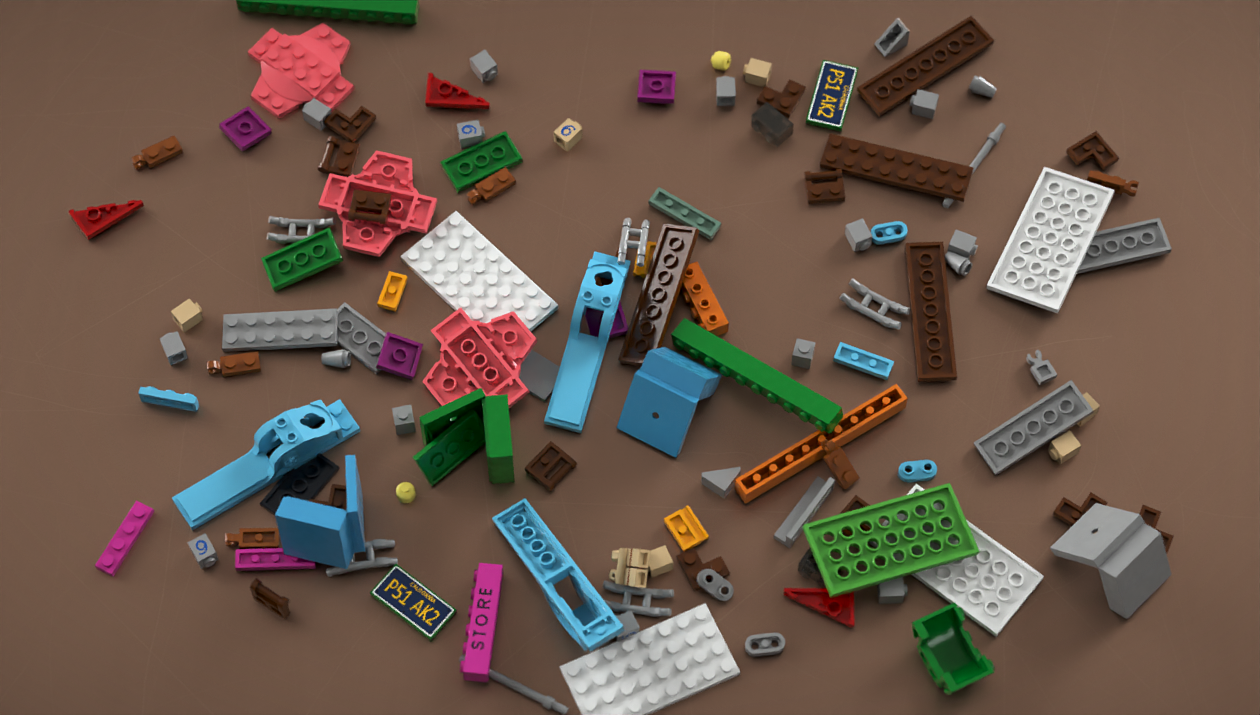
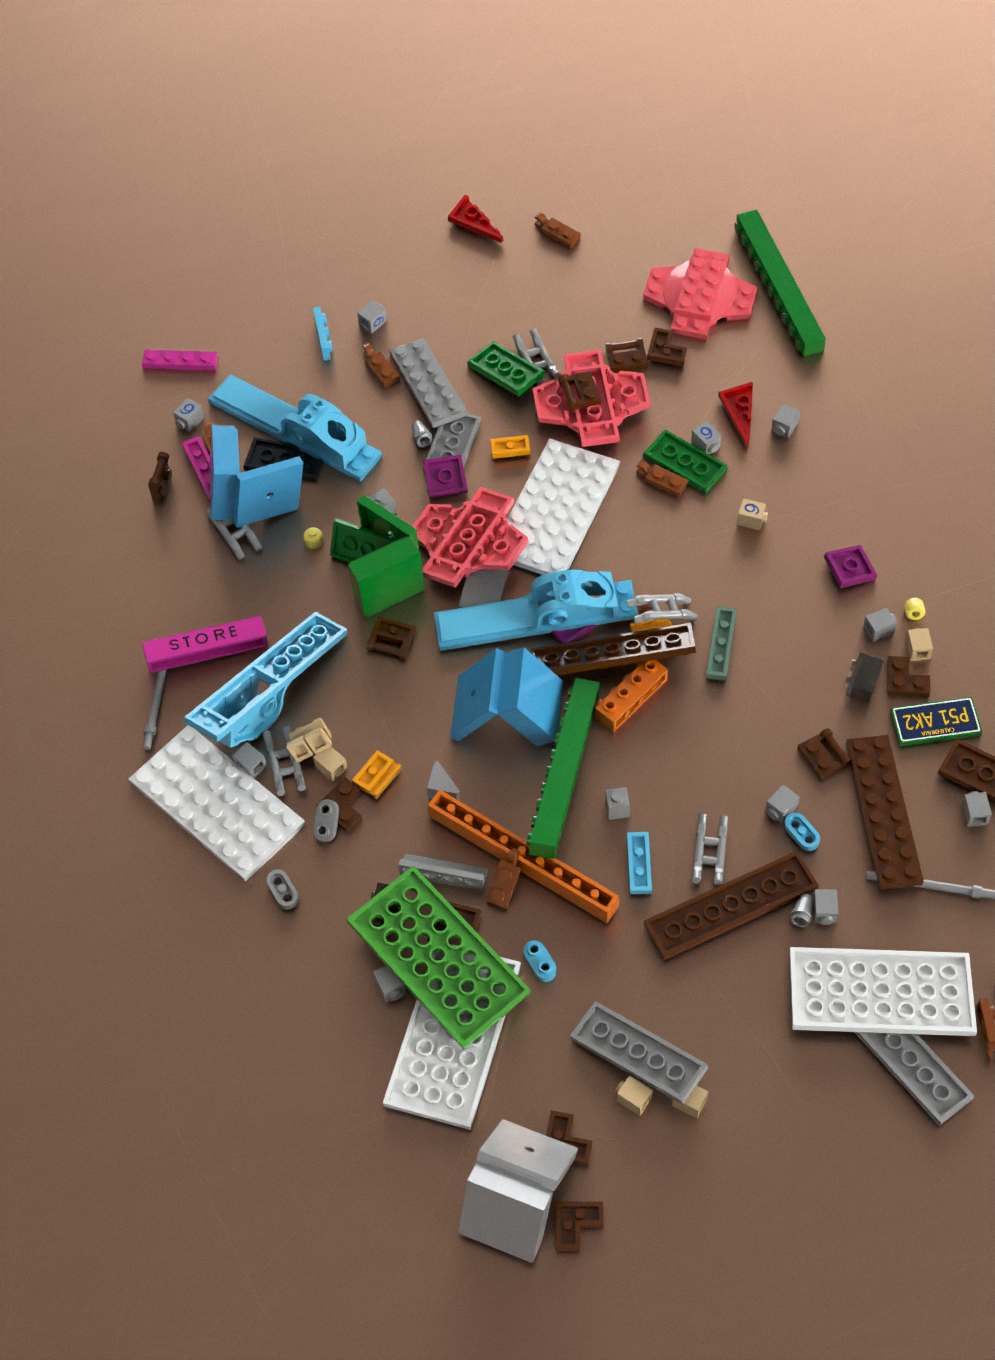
camera: 70 degrees right, 5 degrees down
(187, 315) = (408, 312): tan brick -> none
(245, 128) = (615, 278): magenta plate -> none
(316, 113) = (659, 318): light grey brick -> none
(413, 602) = (207, 587): tile -> none
(838, 607) = (348, 941): red wing -> none
(949, 649) = (340, 1060): green cylinder -> none
(1041, 369) = (717, 1040): light grey plate -> none

